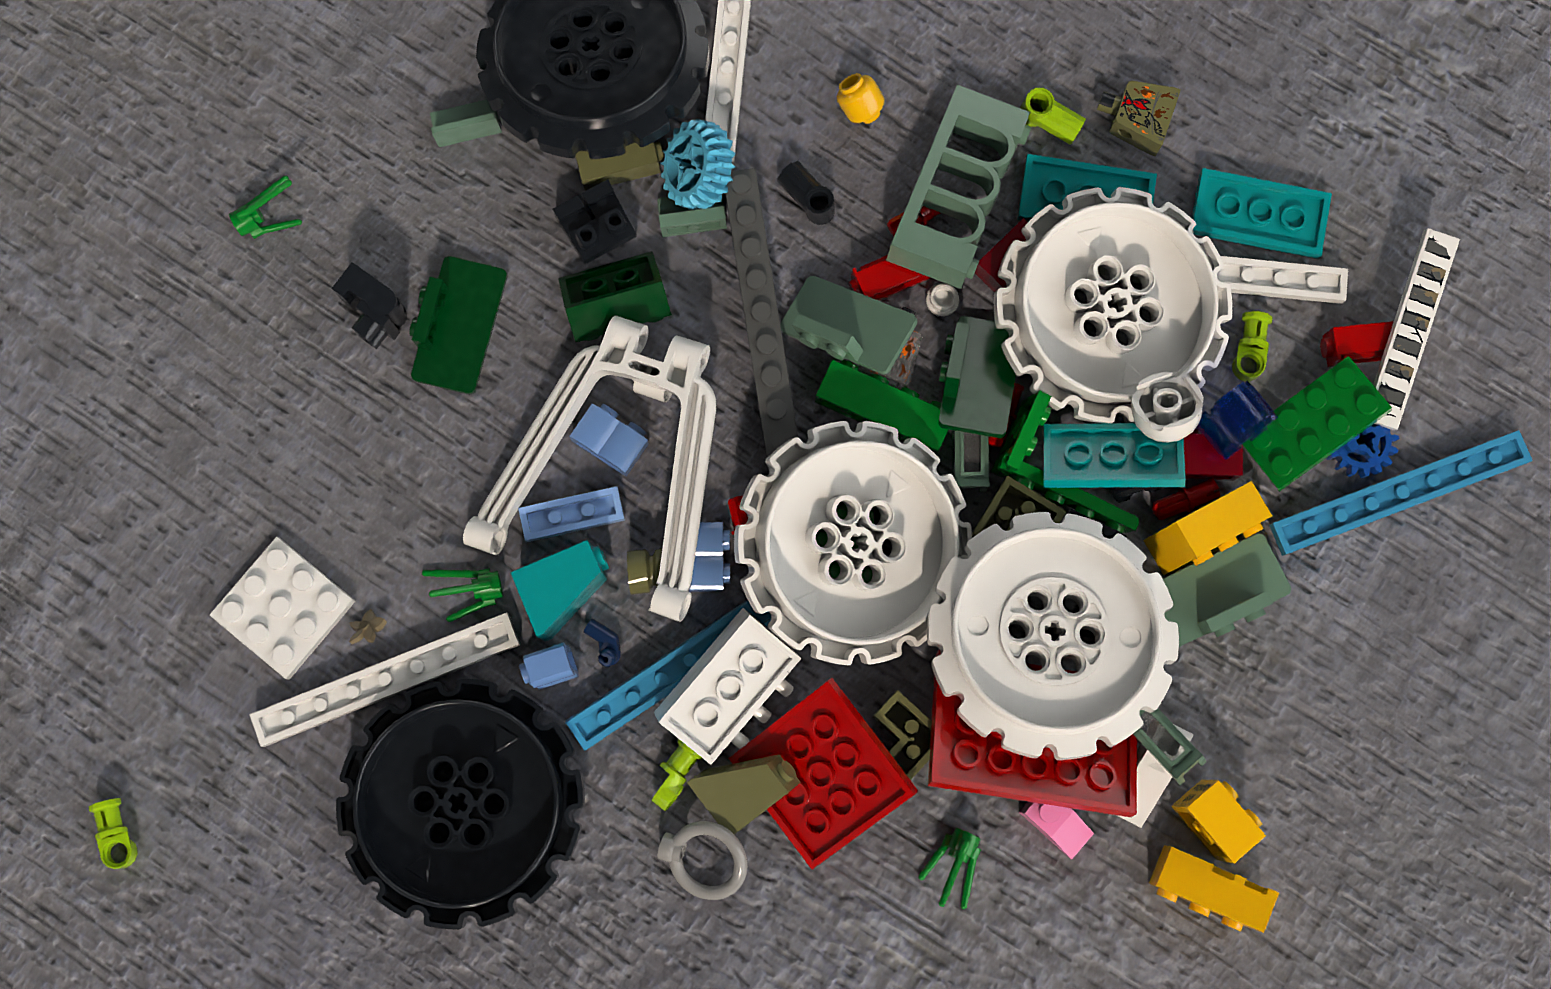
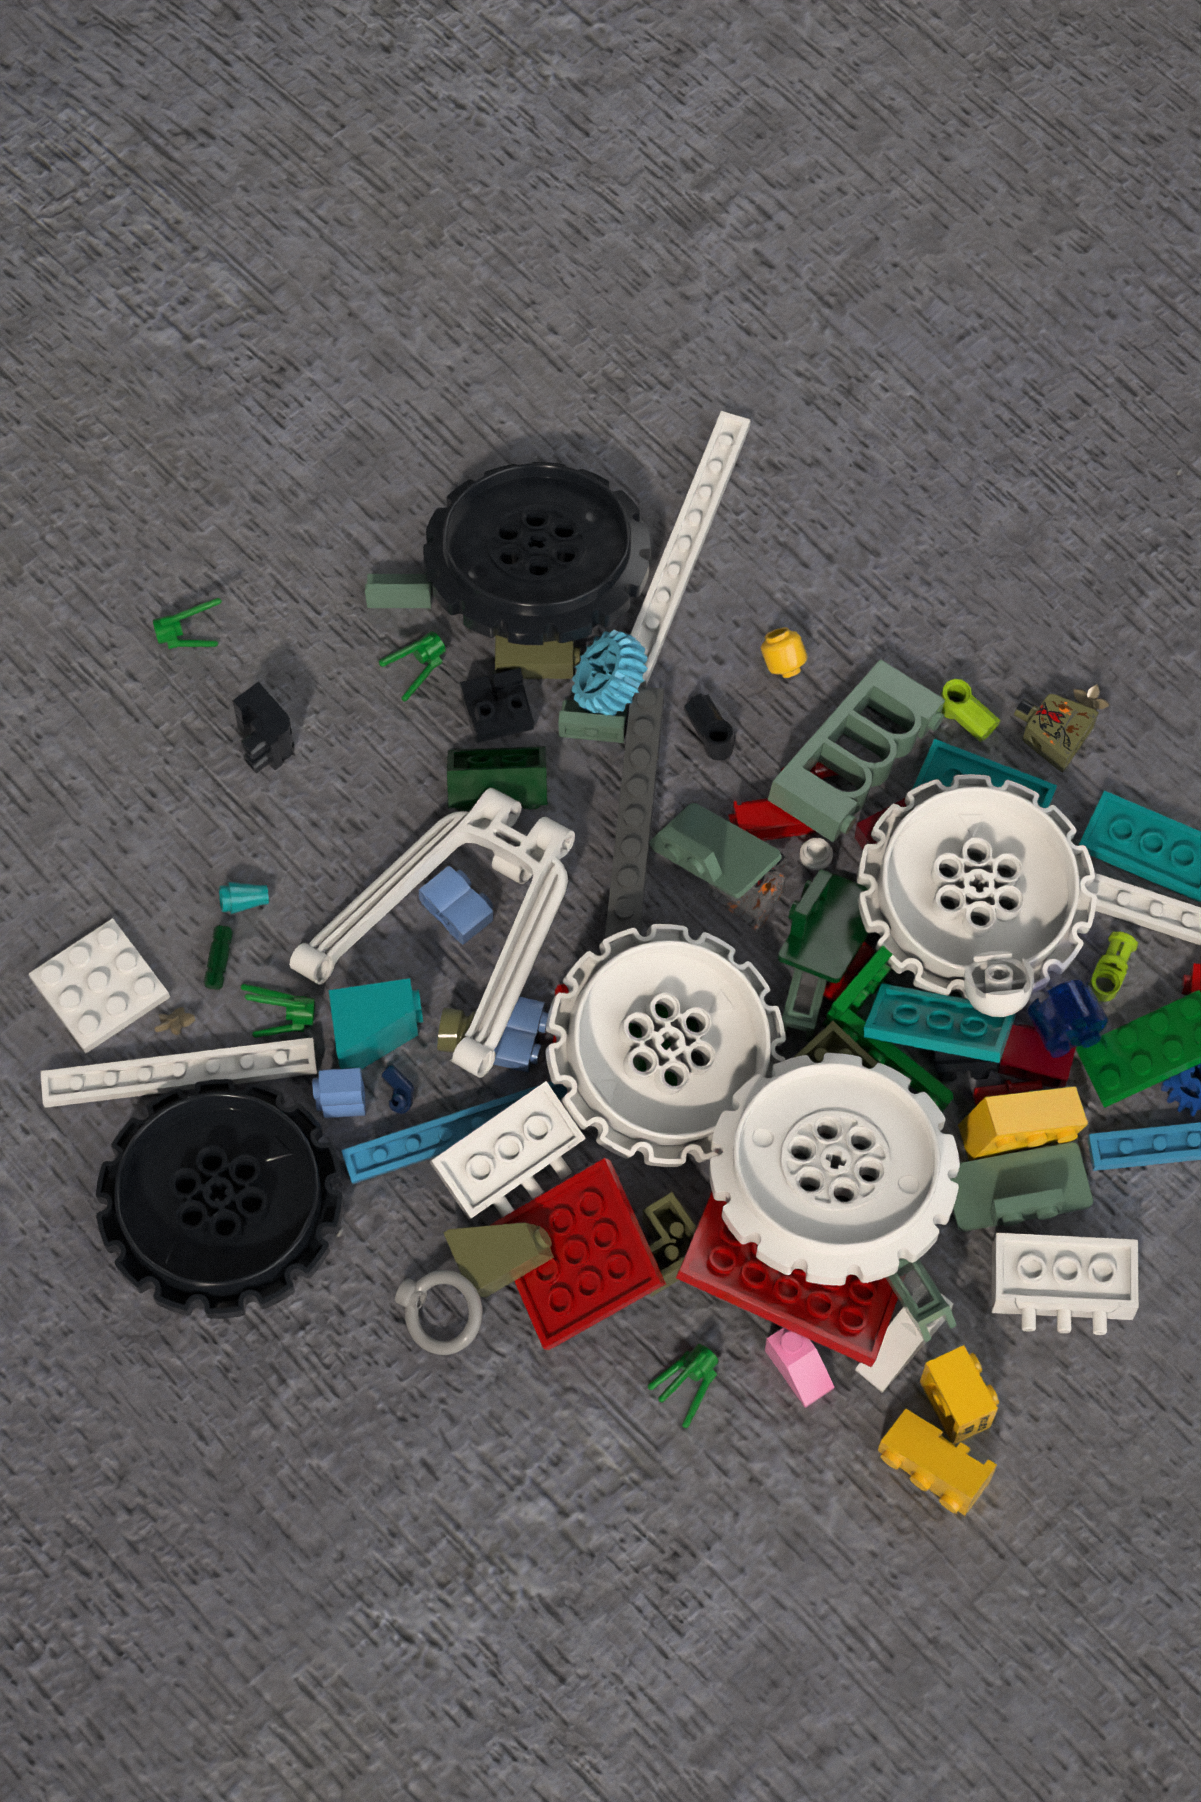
camera: 15 degrees right, 15 degrees down
(391, 550) = (218, 957): none -> dark green axle
(398, 482) = (241, 896): none -> teal cone
(456, 324) = (338, 767): dark green bracket -> none
(508, 179) = (425, 649): none -> green plant
(571, 514) = (394, 963): light blue plate -> none
(677, 766) = (438, 1220): lime connector -> none
(875, 401) = (703, 912): green brick -> none
(1166, 76) = (1090, 698): none -> dark tan plant
(1287, 677) = (1065, 1279): none -> white piece

